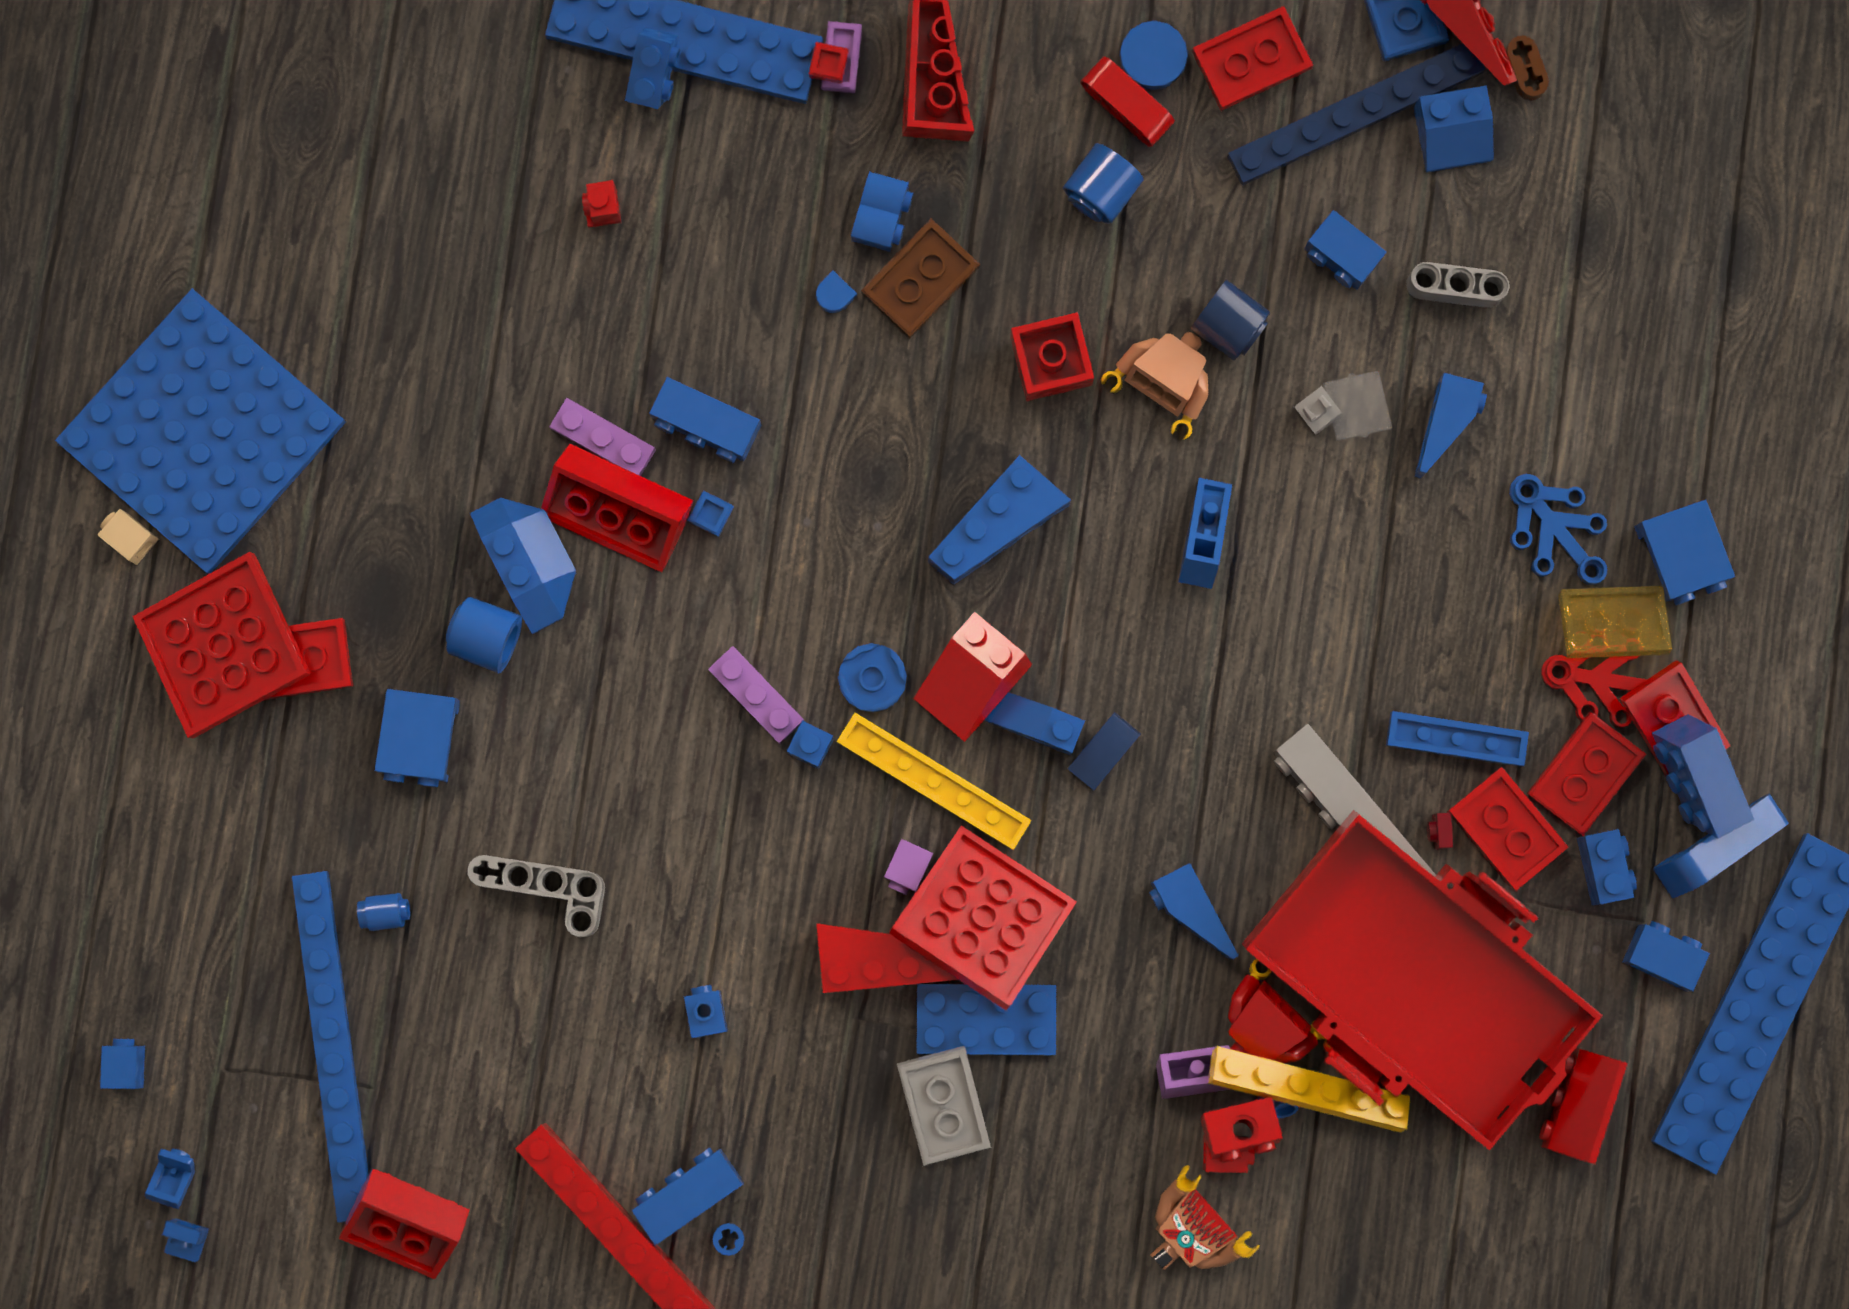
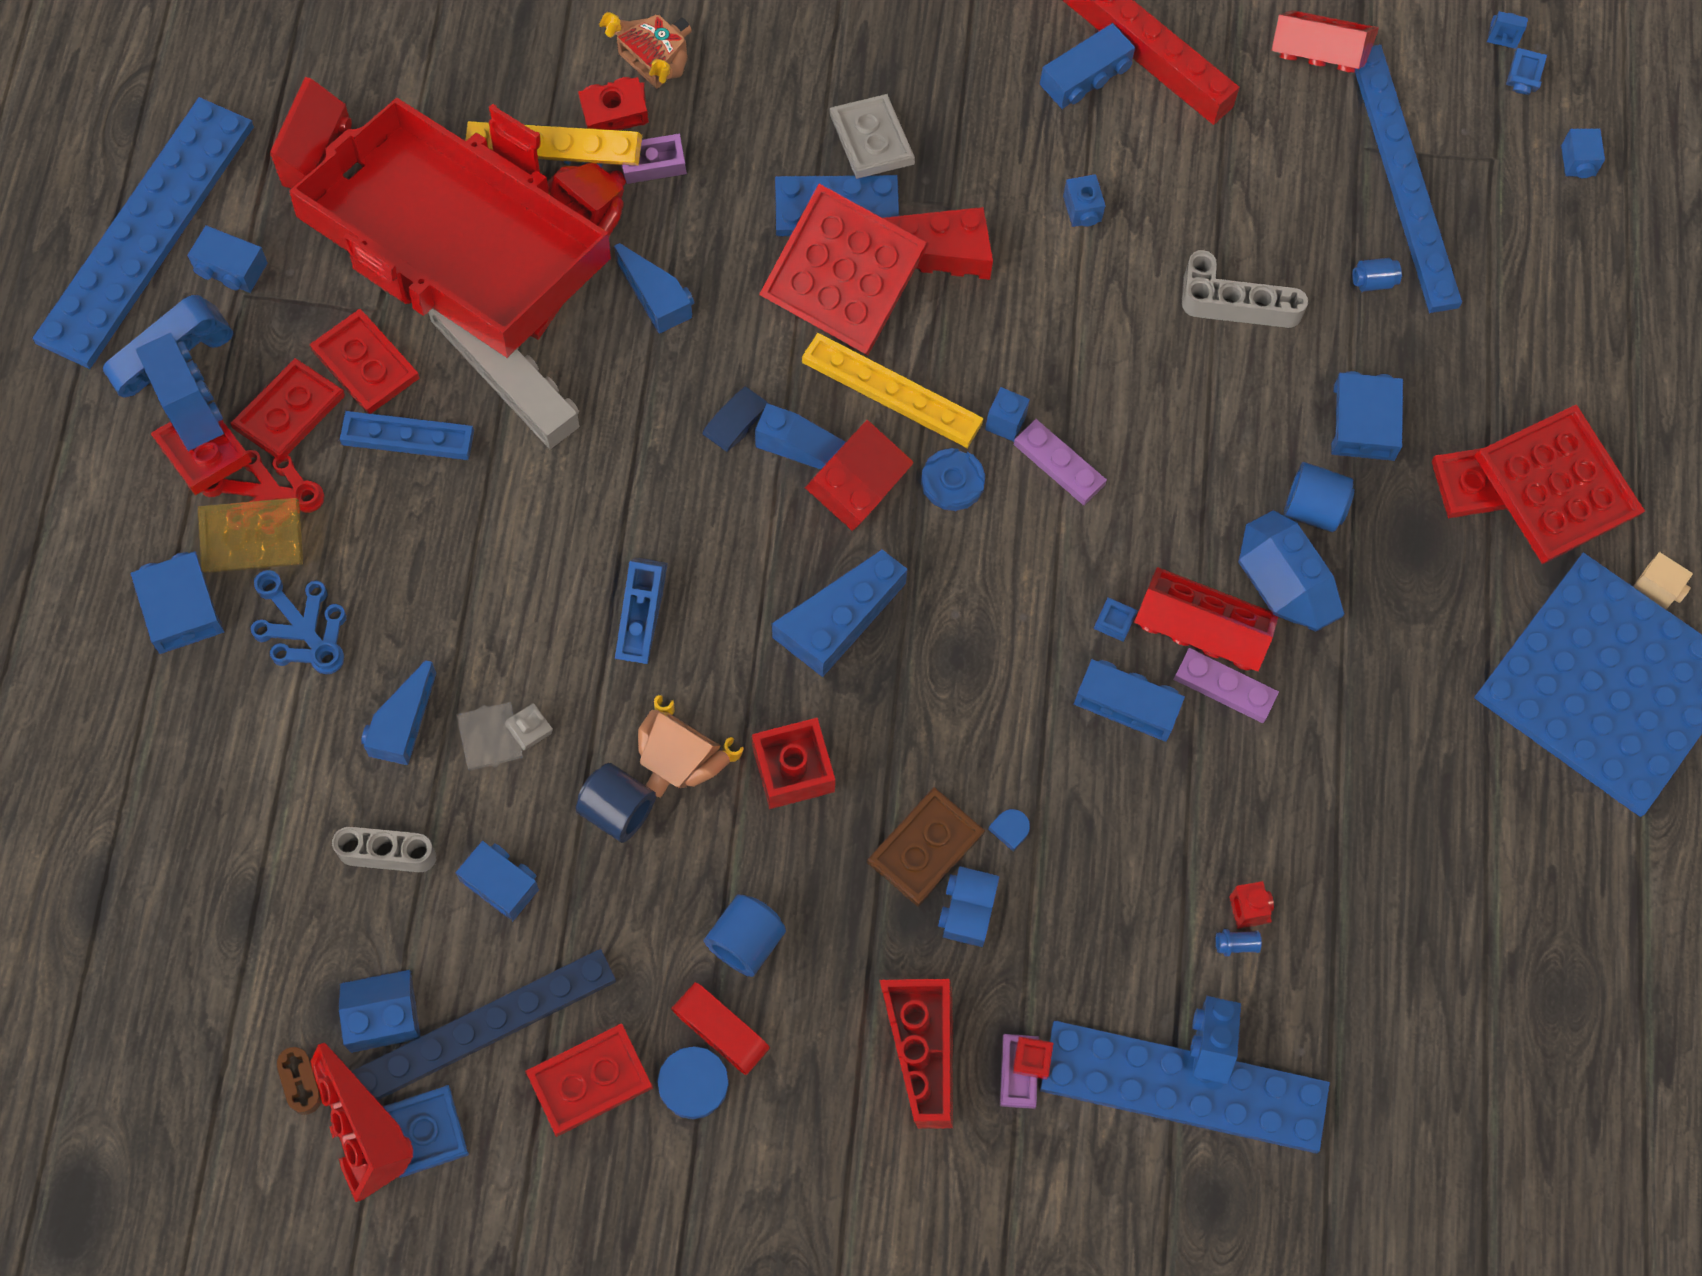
camera: 175 degrees right, 15 degrees down
(619, 171) = (1238, 942): none -> blue pin
(738, 1242) = (1053, 32): blue bush -> none
(907, 867) = (912, 319): medium lavender brick -> none
(1440, 831) = (426, 356): dark red plate -> none
(1606, 867) = (276, 328): blue brick -> none

